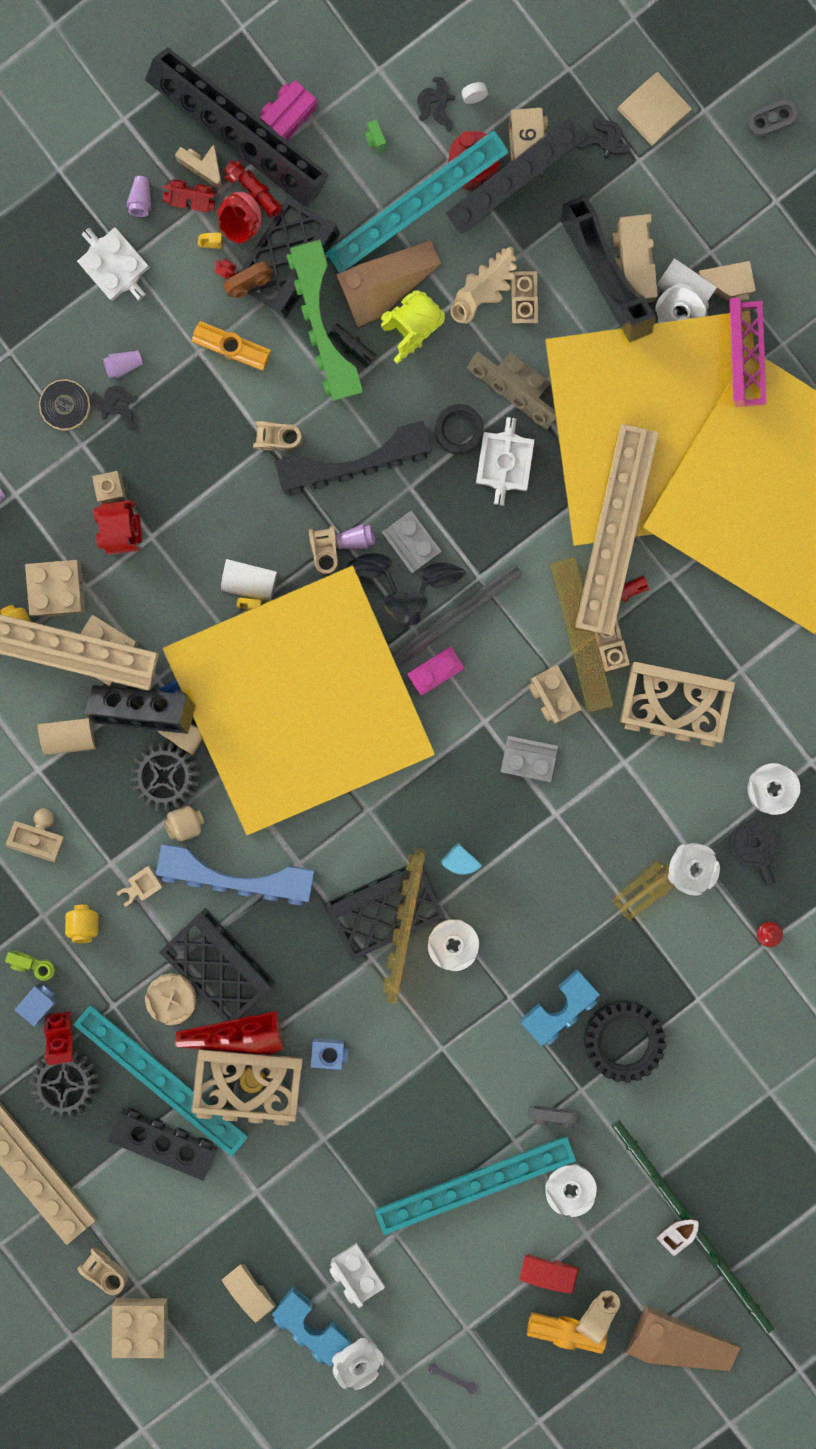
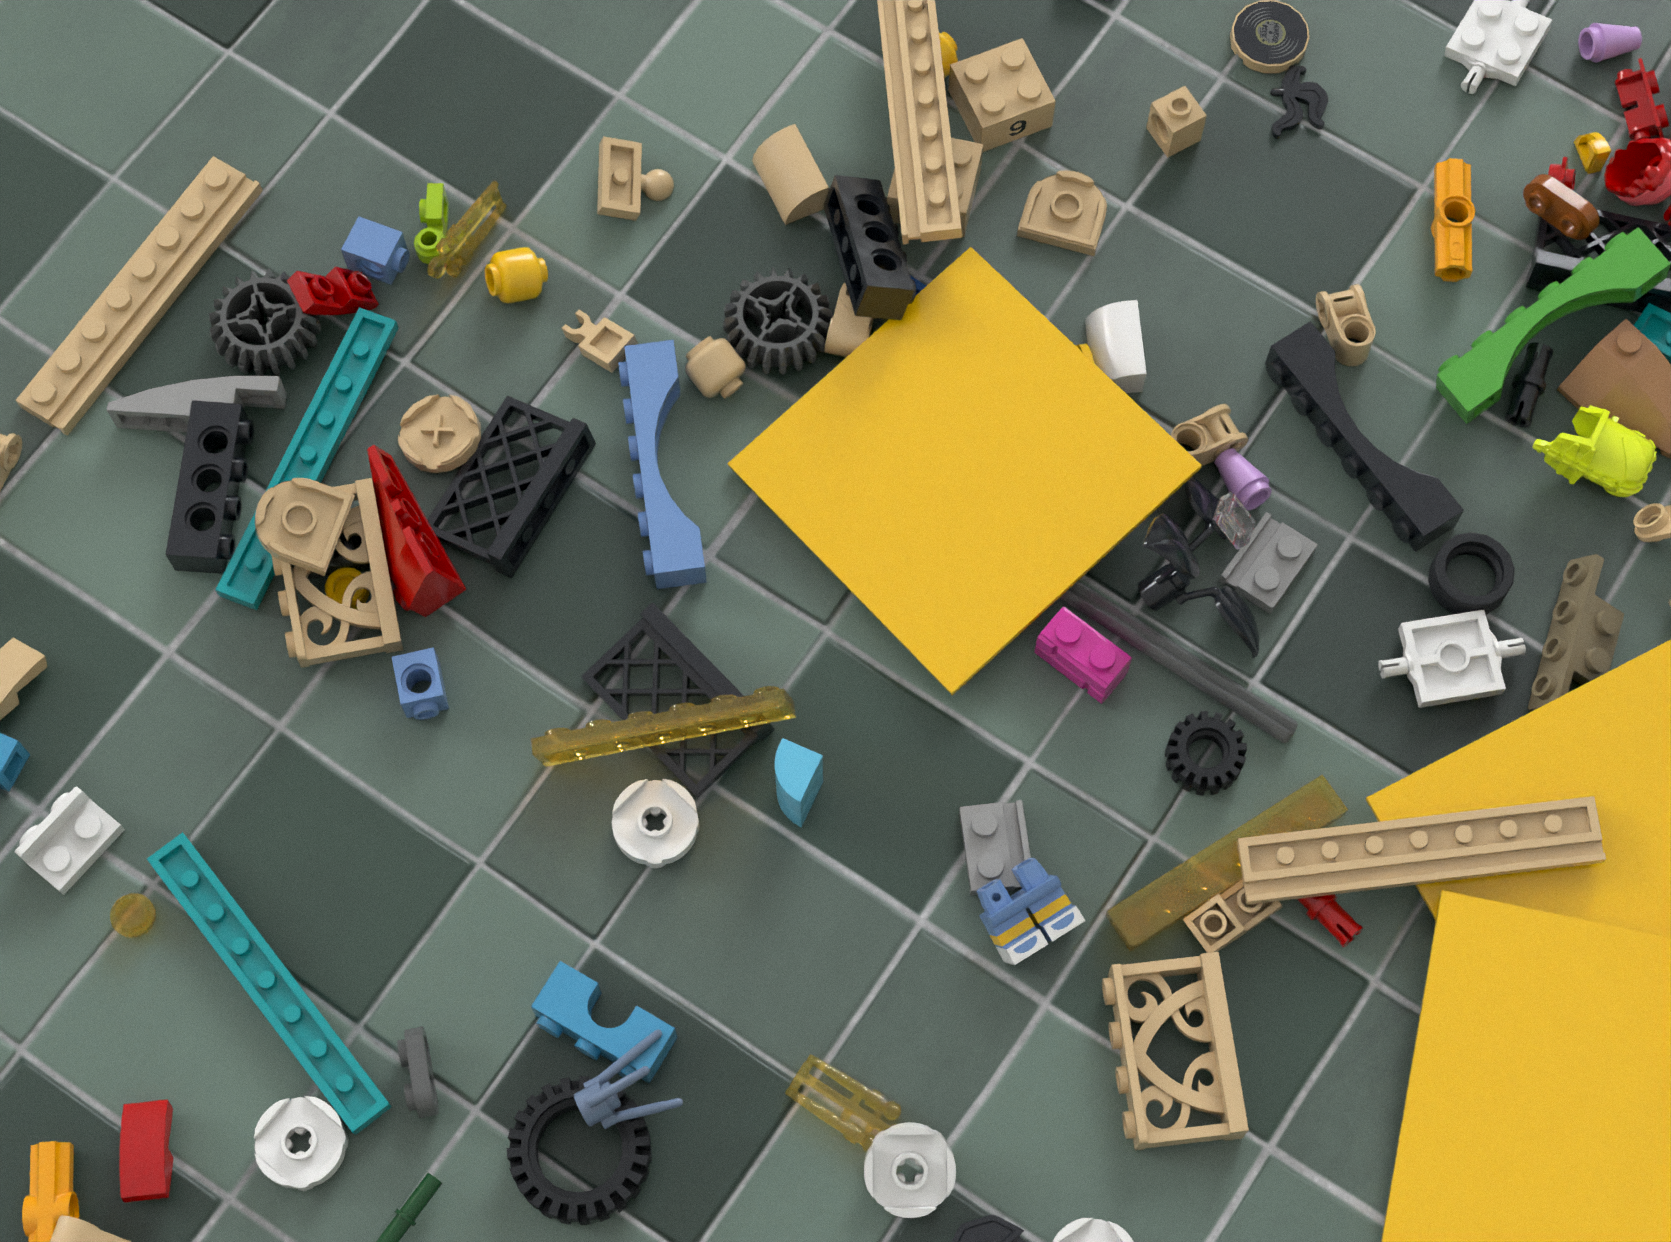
camera: 70 degrees right, 20 degrees down
(43, 944) = (453, 246): none -> clear yellow piece
(102, 1149) = (170, 405): none -> light grey slope
(118, 527) = (1124, 145): red brick -> none
(122, 363) = (1362, 87): lavender cone -> none
(145, 576) = (1064, 212): none -> tan tile
(215, 1097) = (302, 522): none -> tan tile
(383, 554) = (1234, 520): none -> clear tile
(411, 1250) = (133, 915): none -> clear yellow plate
(525, 611) = (1209, 728): none -> black tyre
(554, 694) = (1113, 852): tan bracket -> none
(575, 768) = (1028, 917): none -> medium blue hips
(609, 1023) = (600, 1097): none -> sand blue plant

